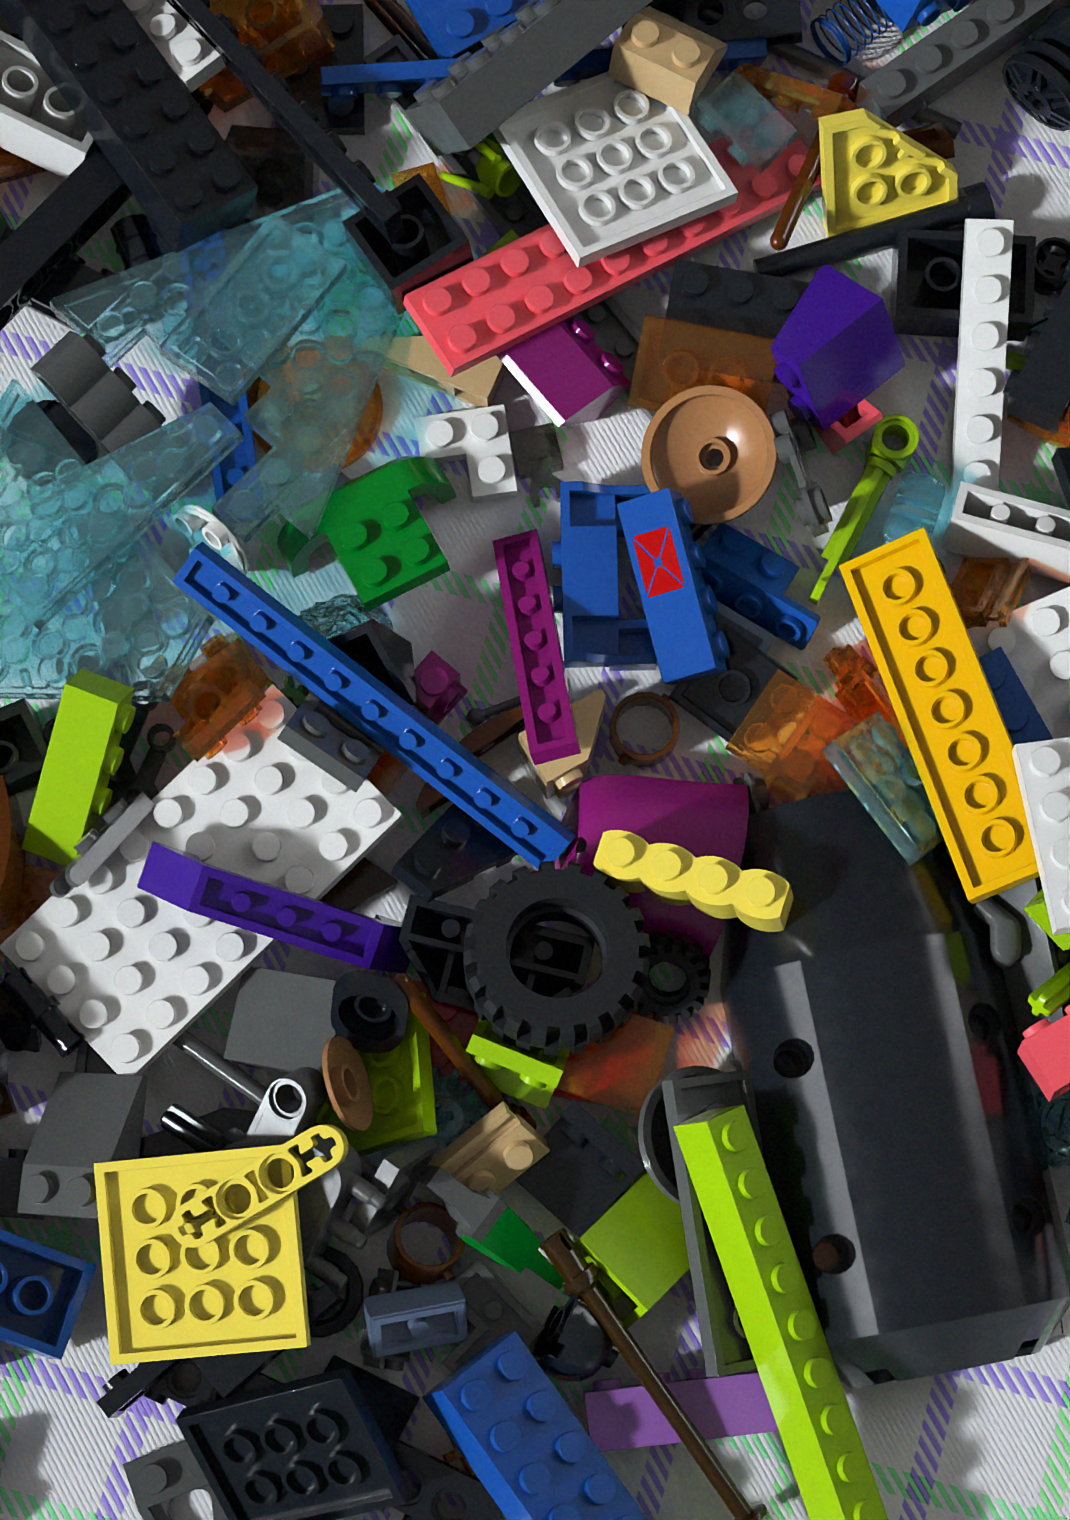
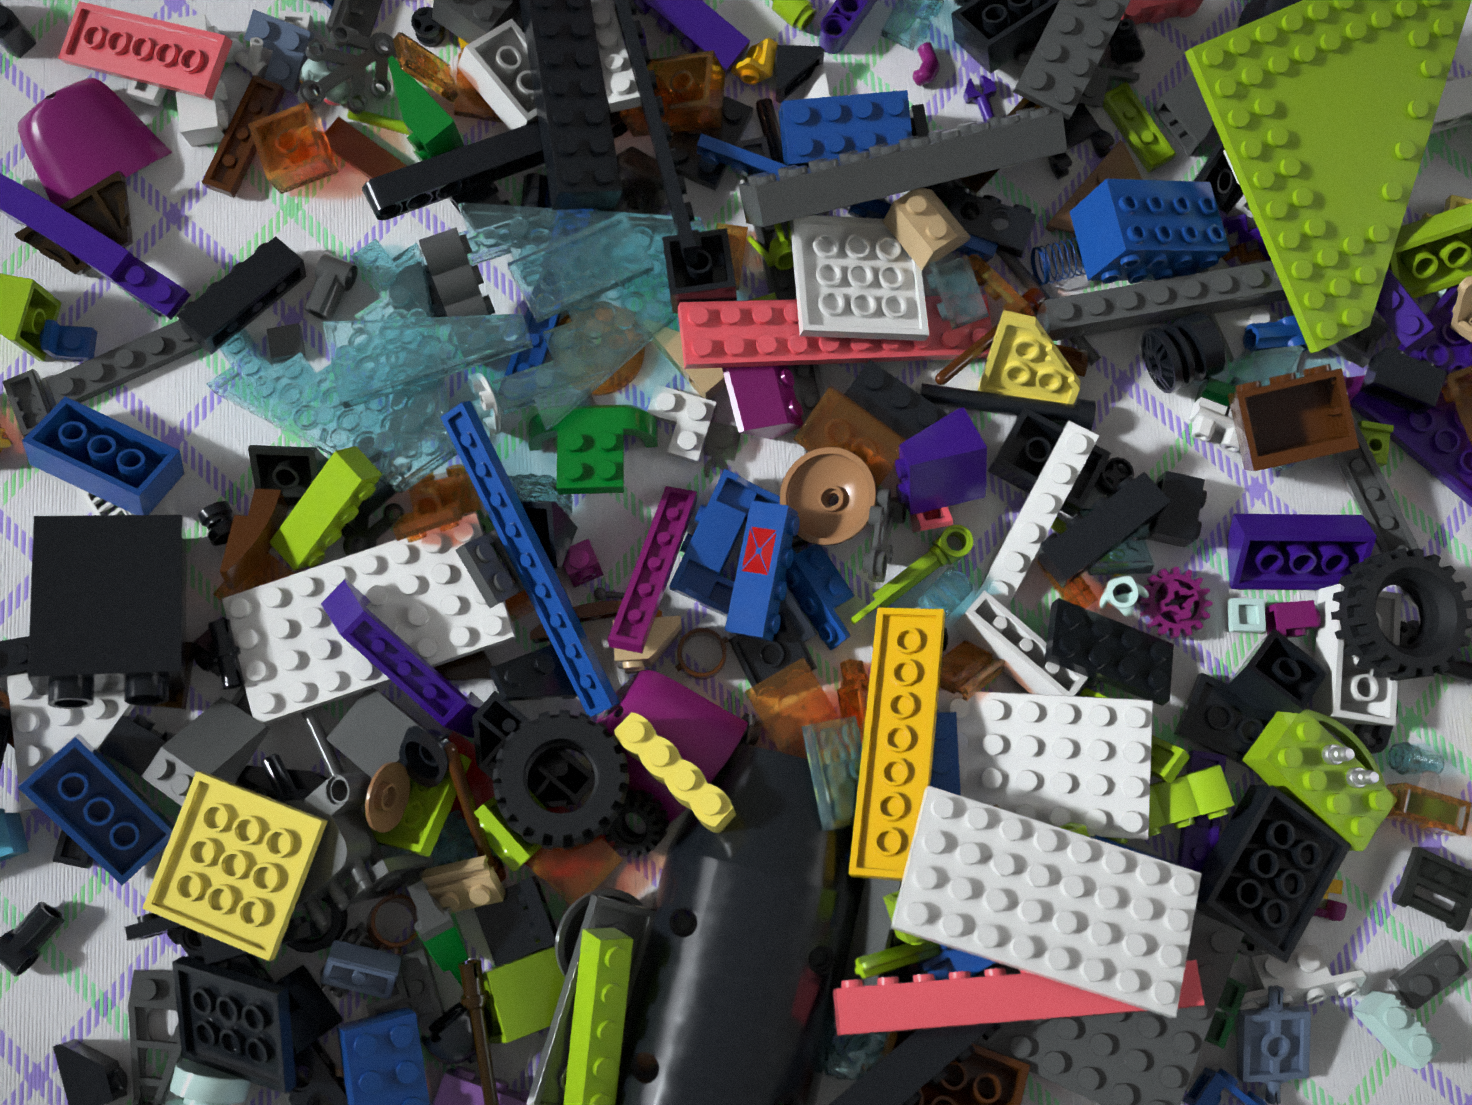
camera: 20 degrees right, 0 degrees up
(98, 846) = (311, 564): hinge -> none
(261, 1189) = (288, 840): light yellow beam -> none
(1004, 932) = (864, 905): dark grey arm -> none

